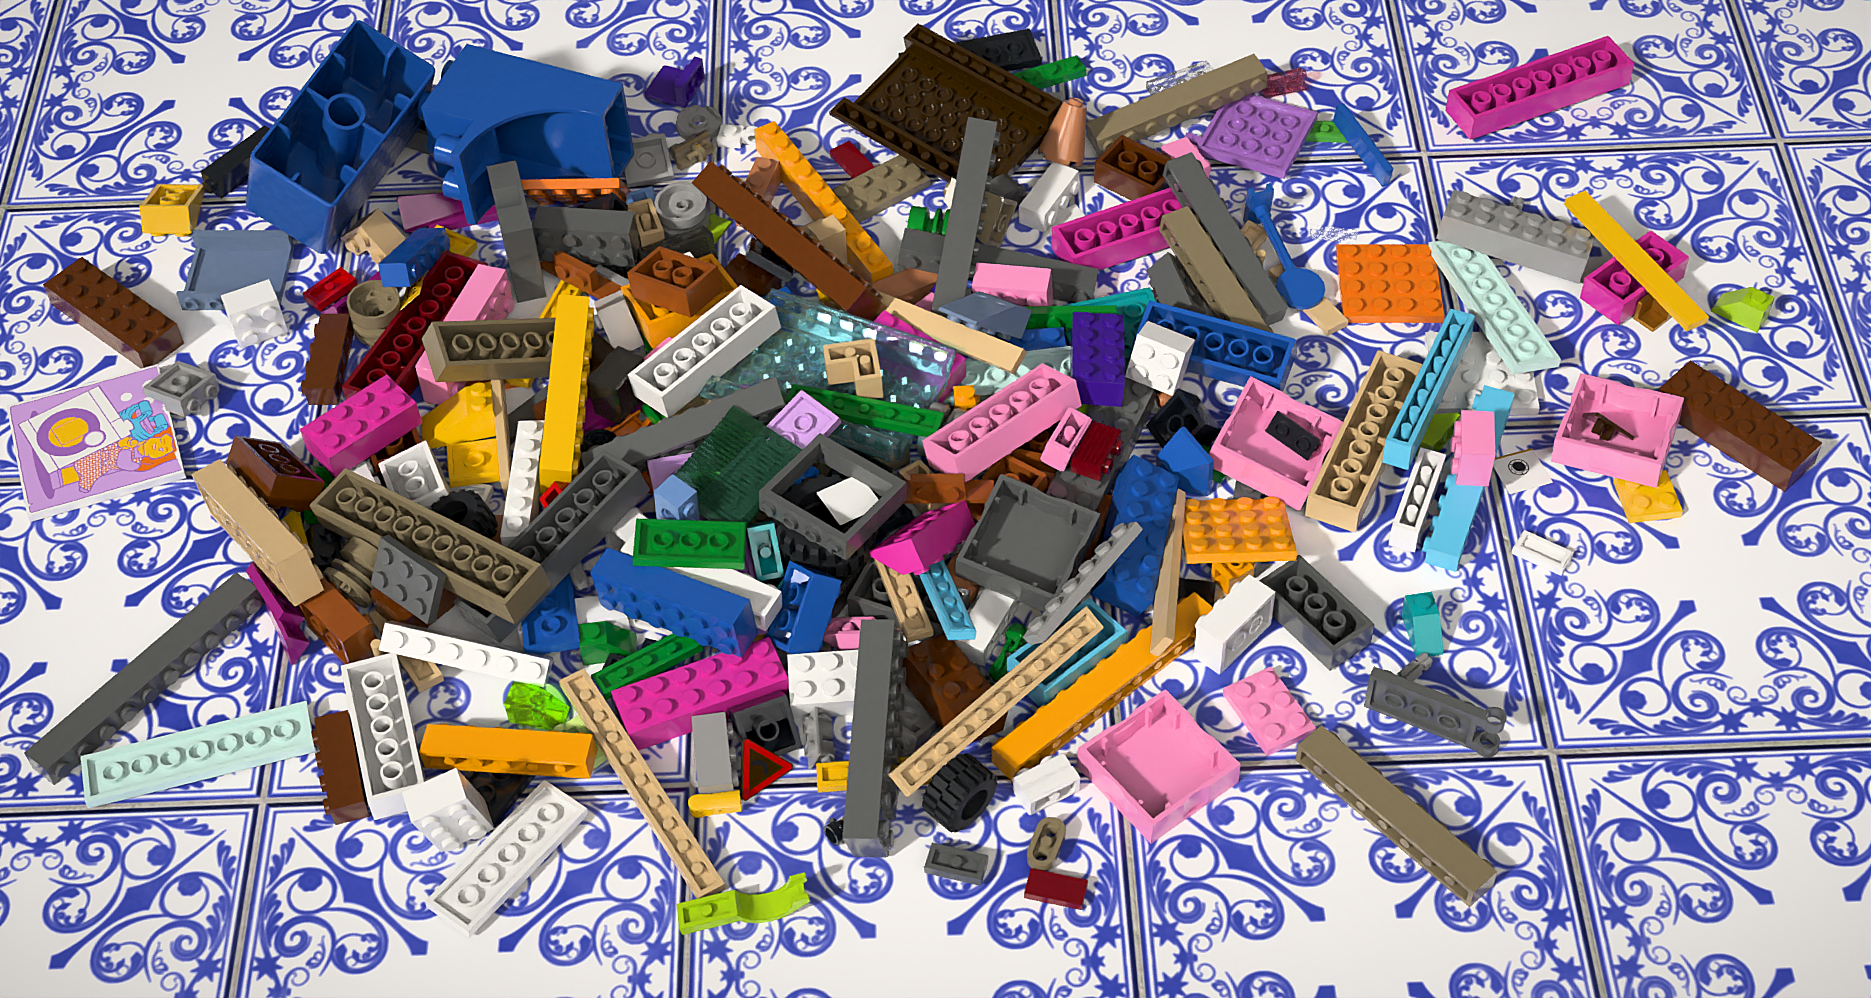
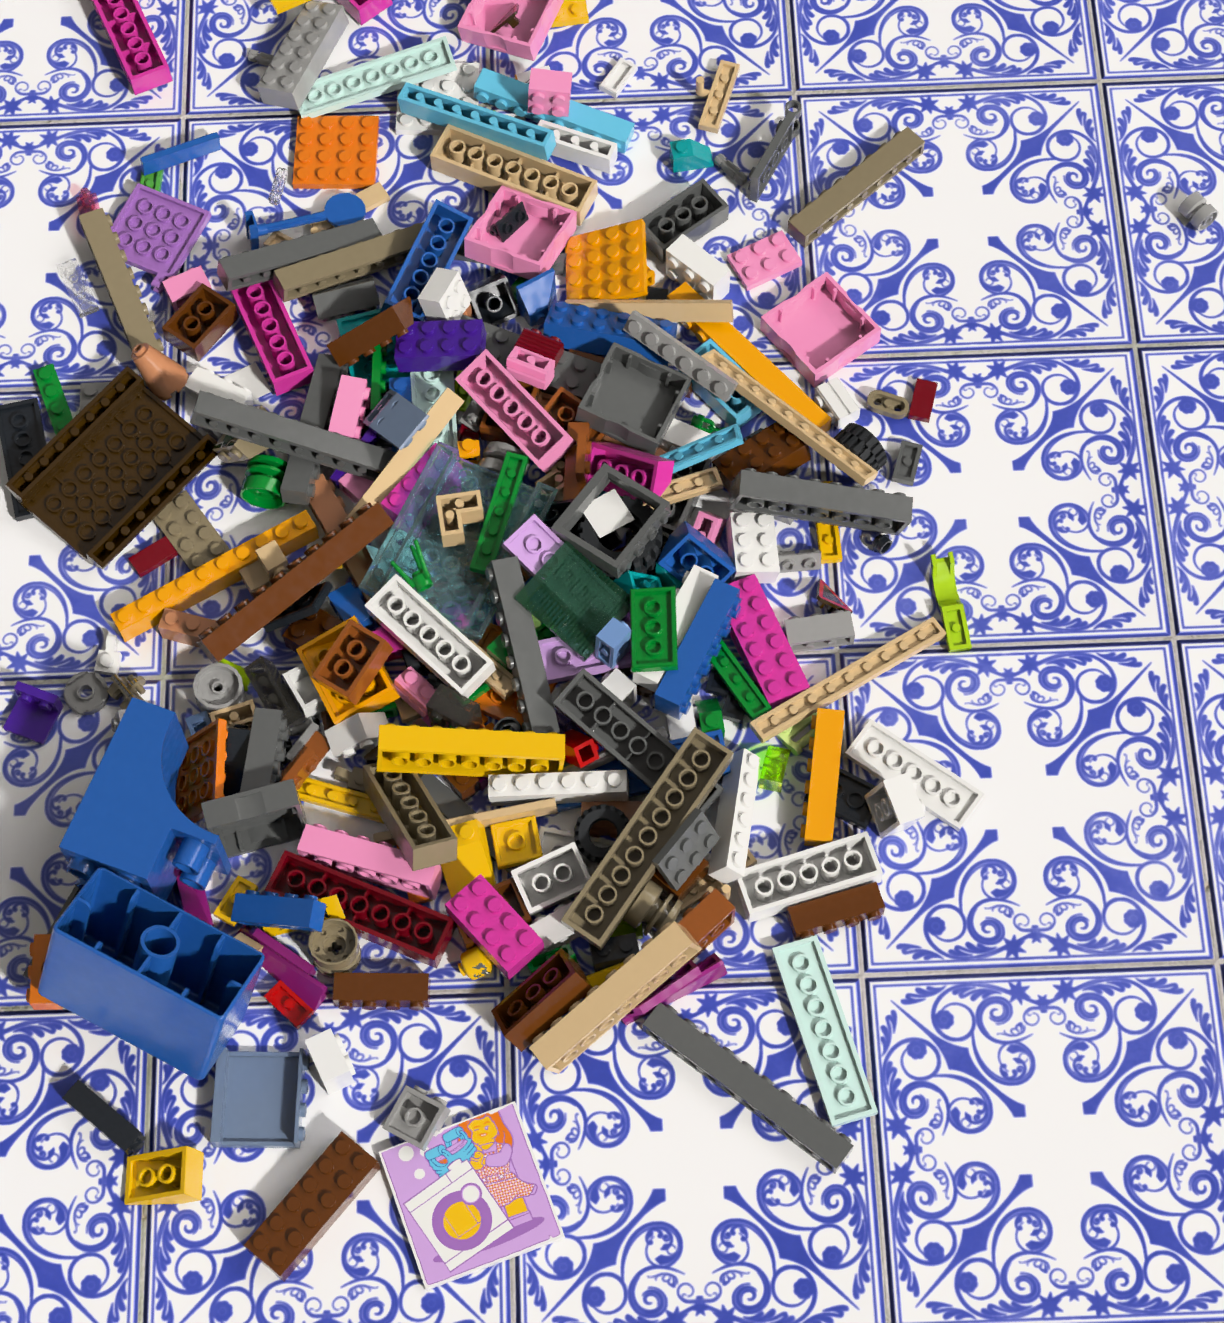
camera: 90 degrees left, 15 degrees up
(716, 803) = (860, 627): yellow bar -> none
(767, 723) = (789, 595): black slope -> none
(779, 342) = (421, 578): none -> green plant
(1108, 294) = (373, 333): none -> reddish brown slope
(1526, 657) = (717, 96): none -> tan plate

